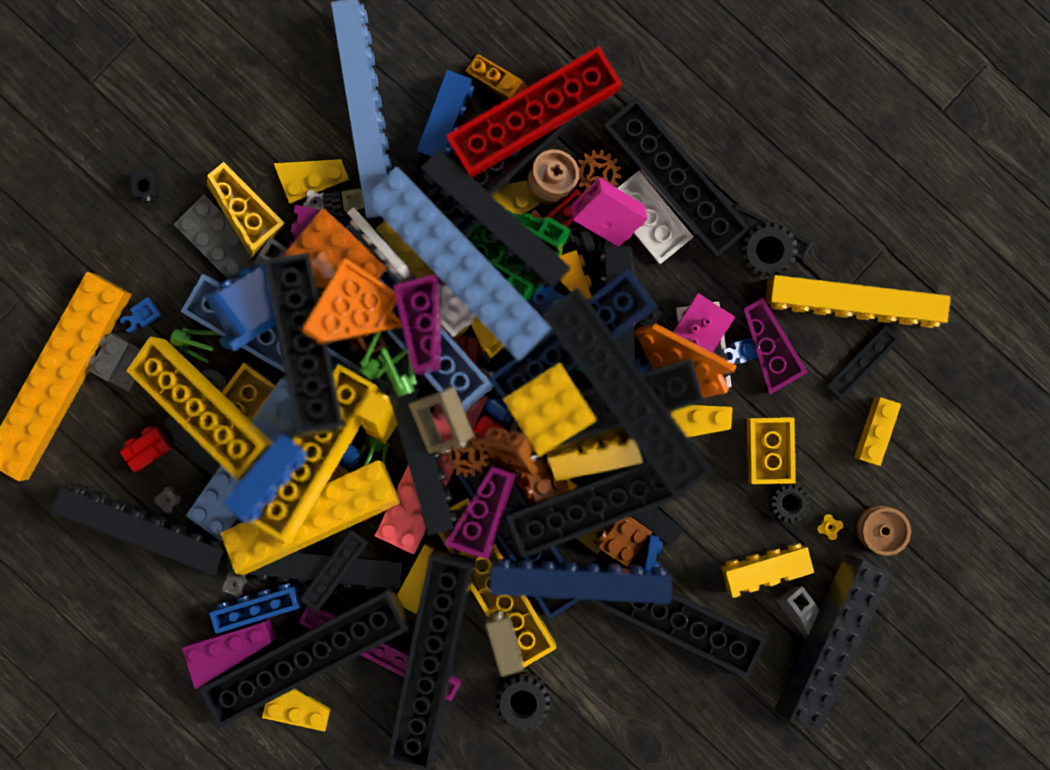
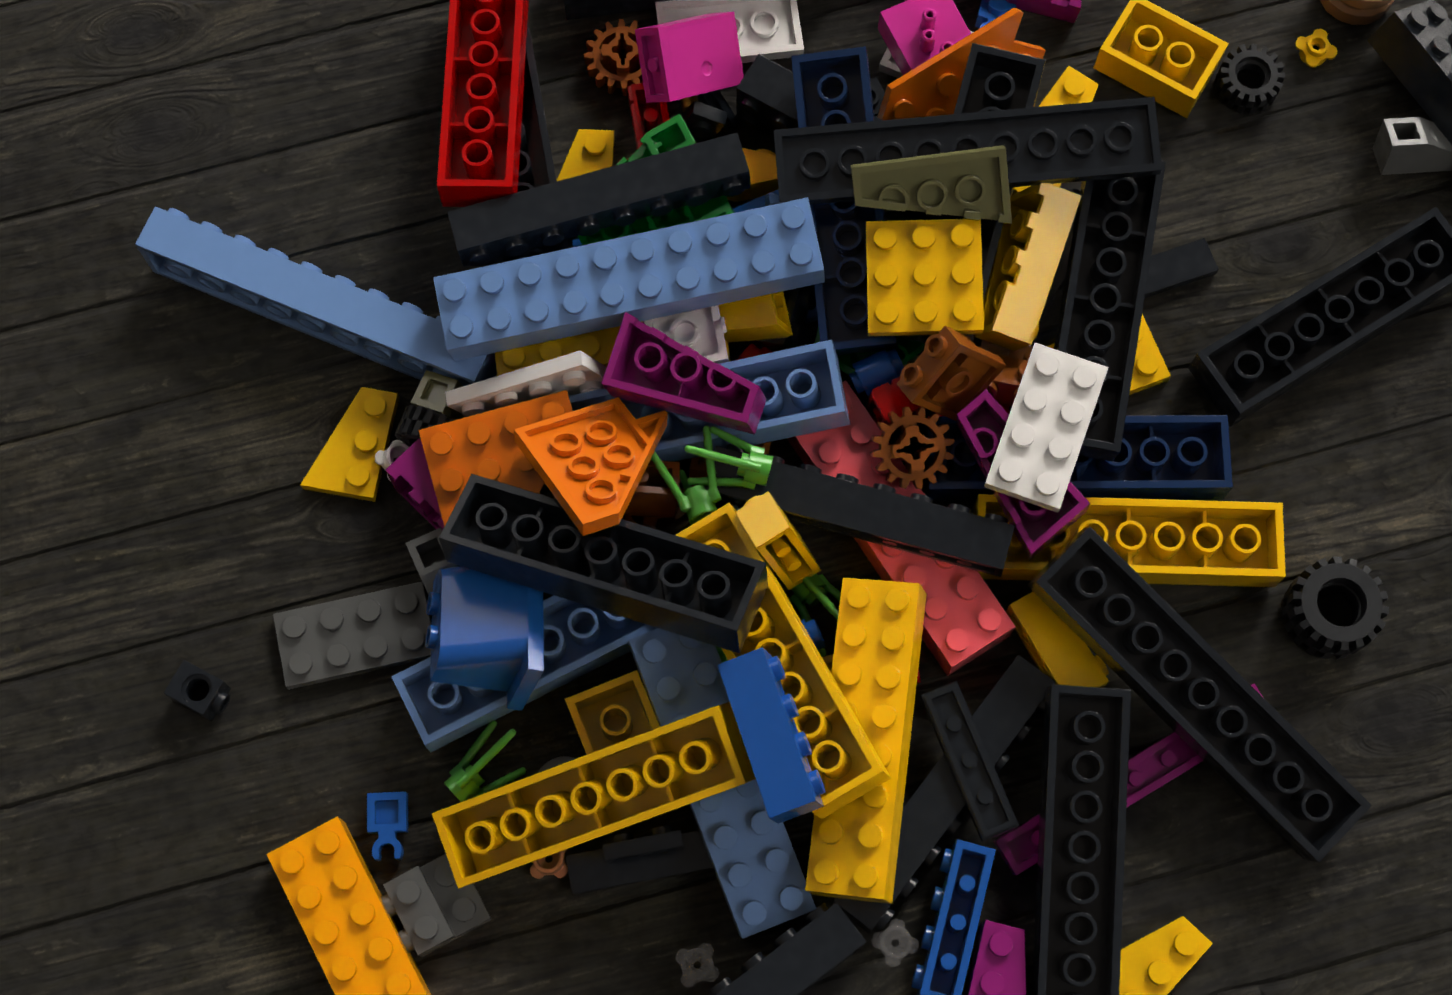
camera: 60 degrees left, 15 degrees down
(146, 449) = (596, 944): red brick -> none
(244, 210) = (337, 562): yellow wedge -> none
(445, 114) = (402, 204): blue brick -> none
(454, 414) = (852, 409): dark tan window -> none
(495, 78) = (400, 110): light orange slope -> none
(504, 642) = (1234, 557): dark tan window -> none
(509, 515) = (1046, 427): none -> white plate
(552, 177) = (588, 111): medium nougat wheel -> none
(580, 581) = (1200, 395): dark blue brick -> none
(602, 397) = (948, 183): none -> olive wing
(622, 539) = (1170, 325): dark orange plate -> none
(654, 547) = (1211, 297): blue plate -> none
(766, 569) = (1330, 160): yellow wedge -> none

